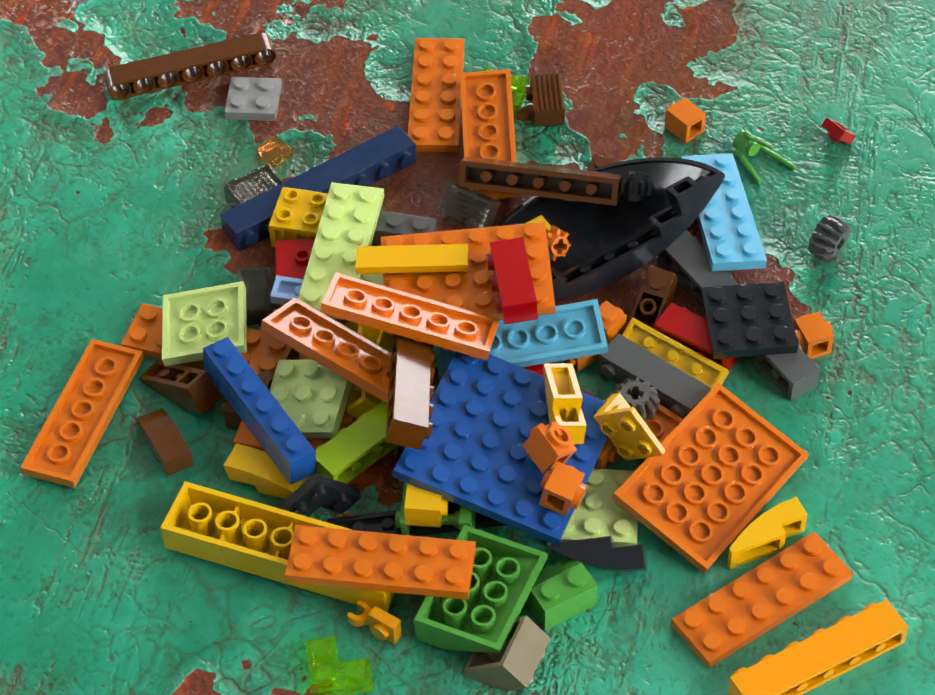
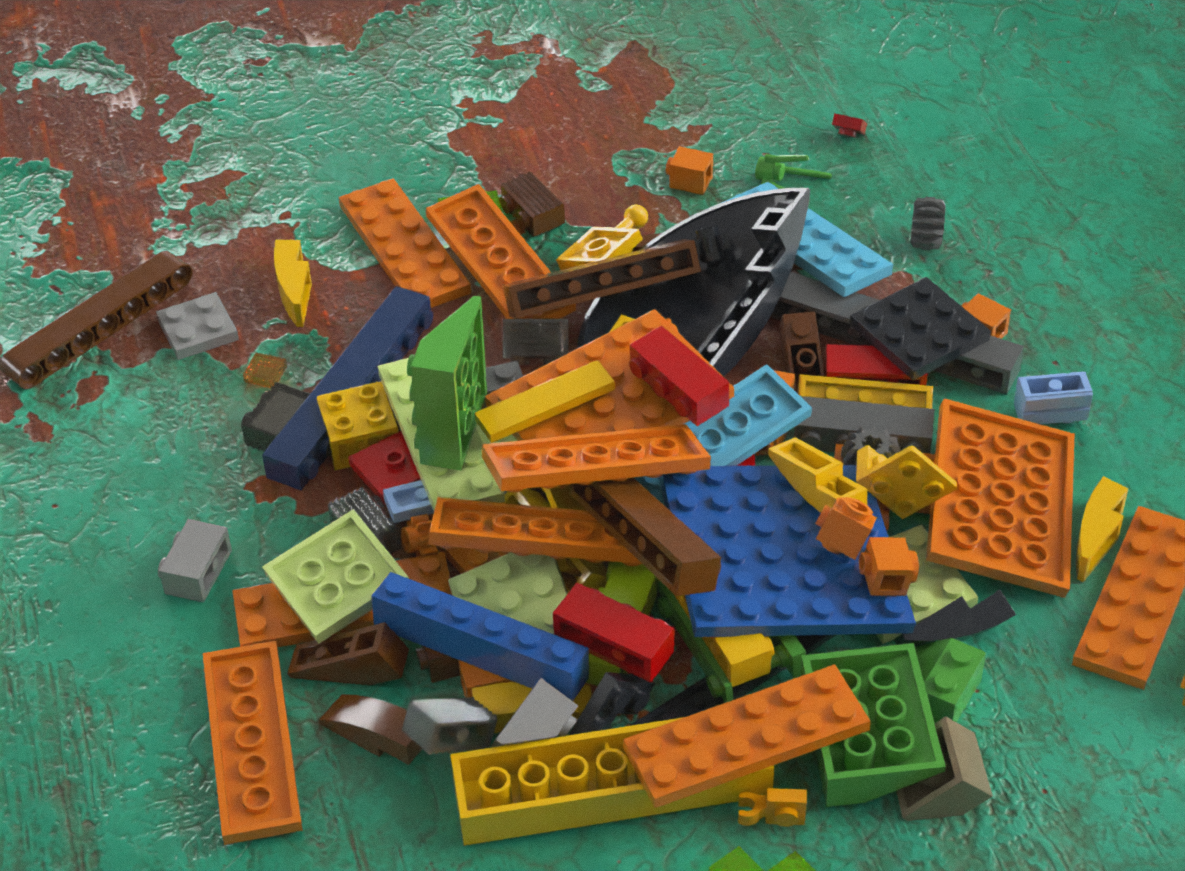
camera: 30 degrees left, 5 degrees down
(132, 271) = (195, 560): none -> light grey brick
(196, 461) = (449, 724): none -> clear smoke brick
(257, 483) = (539, 717): none -> light grey slope
(337, 89) = (292, 279): none -> yellow slope
(339, 216) = (448, 387): none -> bright green slope
(342, 447) = (614, 631): none -> red brick
(576, 152) = (606, 242): none -> yellow plate
(811, 419) = (1053, 398): none -> light blue brick

